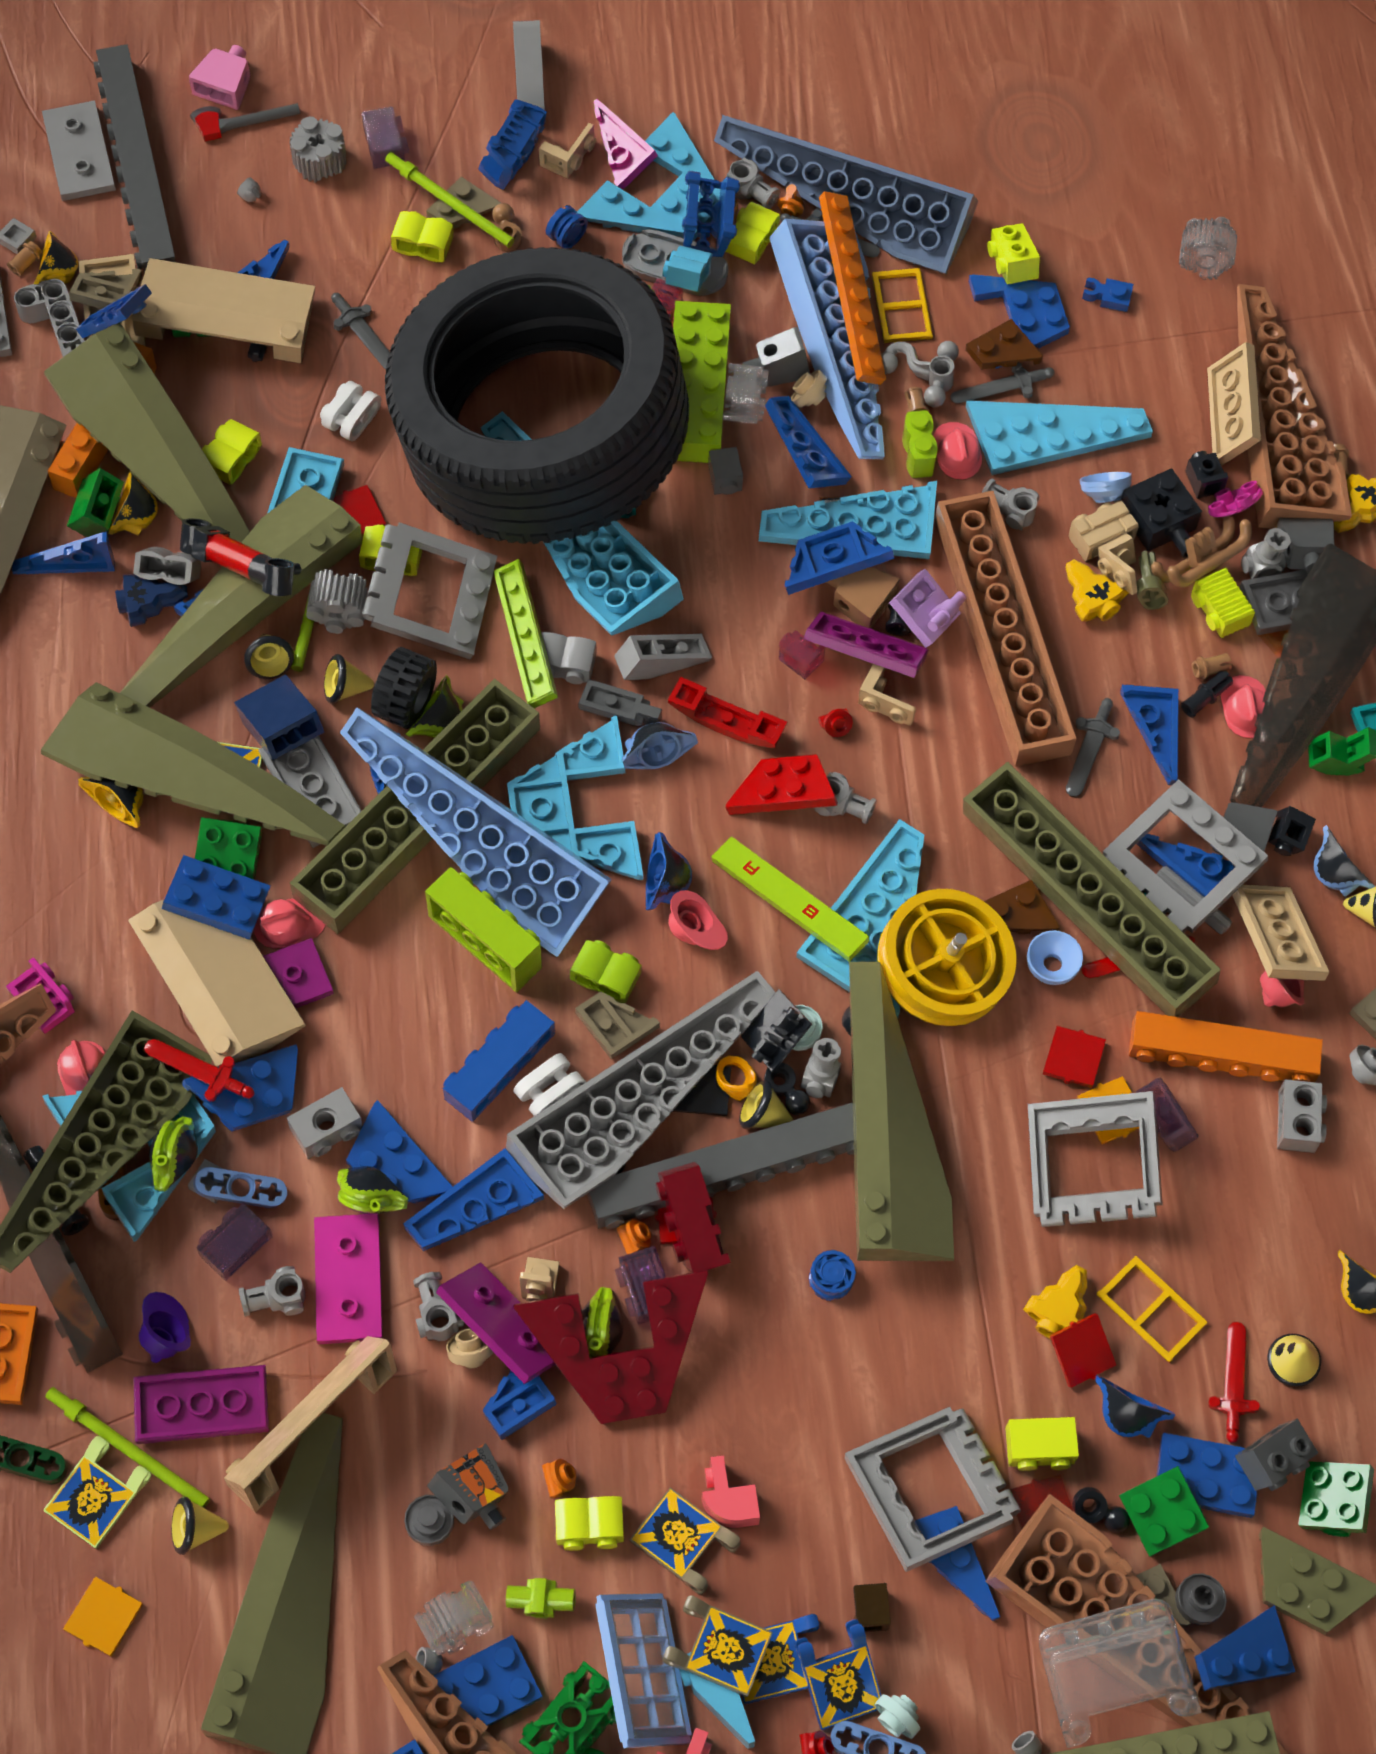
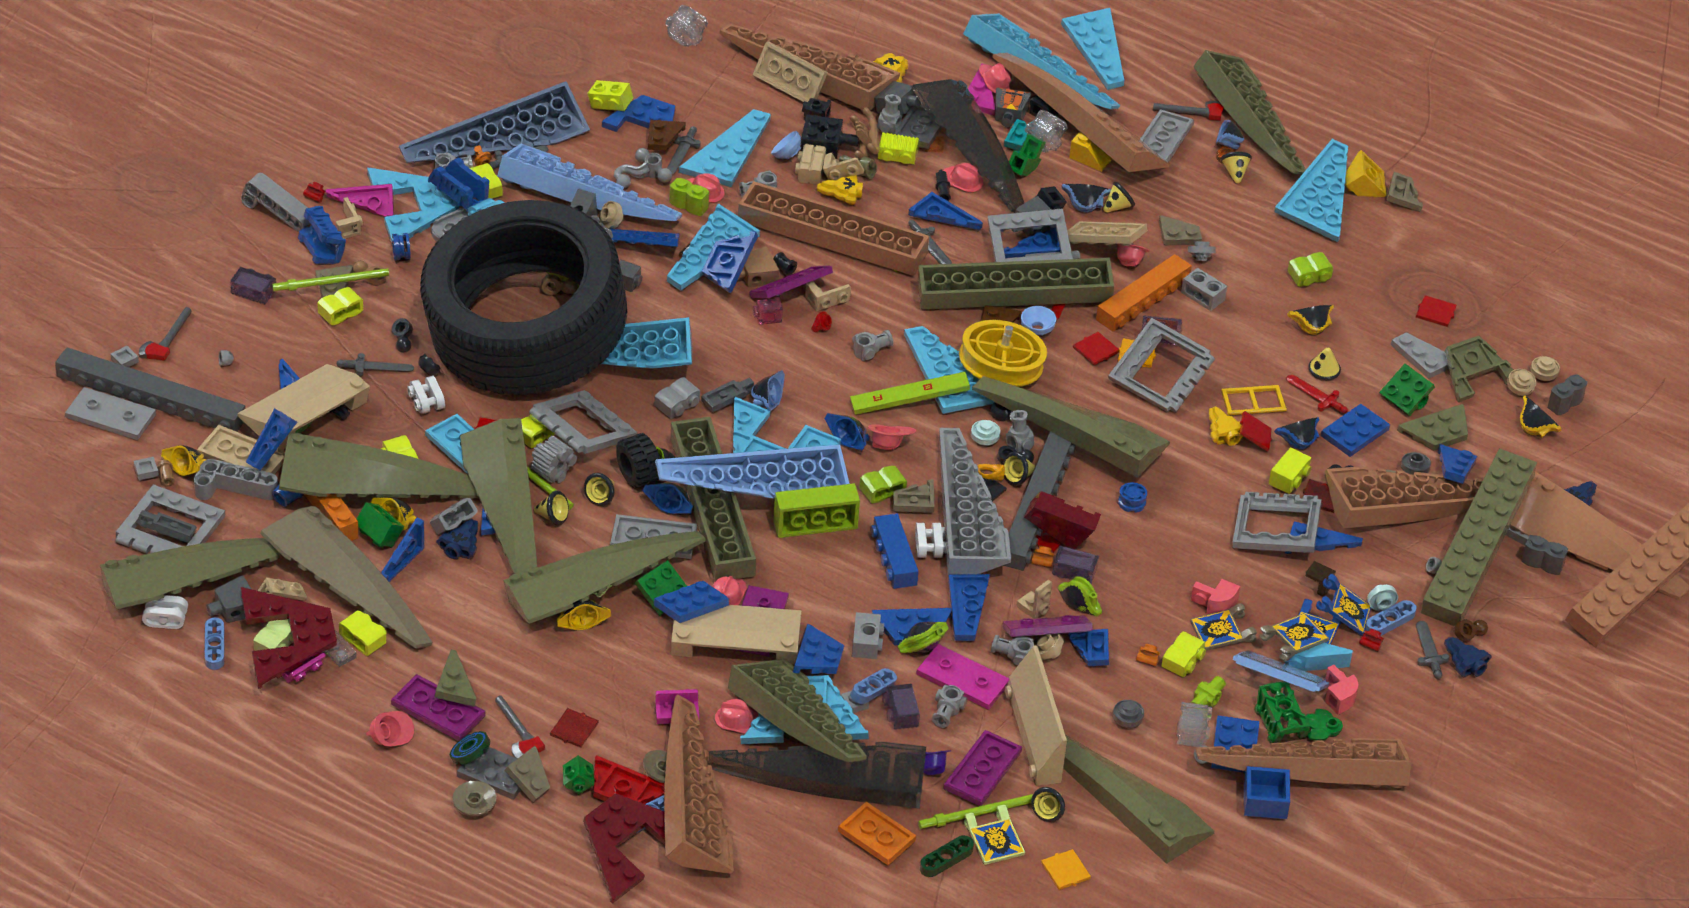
camera: 55 degrees left, 20 degrees down
(103, 288) = (235, 444): dark tan wing -> none
(170, 104) = (124, 357): none -> light grey plate
(172, 1152) = (833, 692): lime hat -> none
(216, 546) = (472, 482): black piece -> none
(217, 1078) = (807, 651): red sword -> none
(222, 77) = (133, 325): bright pink torso -> none
(279, 717) = (601, 521): dark blue brick -> none
(318, 149) = (232, 313): light grey brick -> none
(472, 1487) = (1128, 683): torso -> none
(525, 634) = (649, 400): lime tile -> none
(589, 91) = (314, 192): none -> red plate
(628, 1381) = (1124, 595): dark red wing -> none
(660, 654) = (714, 362): light grey slope -> none
(725, 717) = (778, 360): red slope -> none
(776, 1031) = (983, 435): black hinge -> none
(783, 785) = (844, 356): red wing -> none
(852, 288) = (568, 163): orange plate -> none
(882, 307) = (584, 165): yellow window -> none
(916, 400) = (661, 186): medium nougat pin -> none
(926, 607) = (799, 249): lavender plate -> none
(1113, 293) = (670, 80): blue plate -> none
(1116, 1663) = (1426, 500): clear windscreen -> none
(1164, 1511) = (1361, 449): green plate -> none
(1207, 666) = (927, 176): medium nougat pin -> none
(1235, 501) = (846, 107): dark pink dish -> none
(1277, 1455) = (1370, 394): dark grey brick -> none

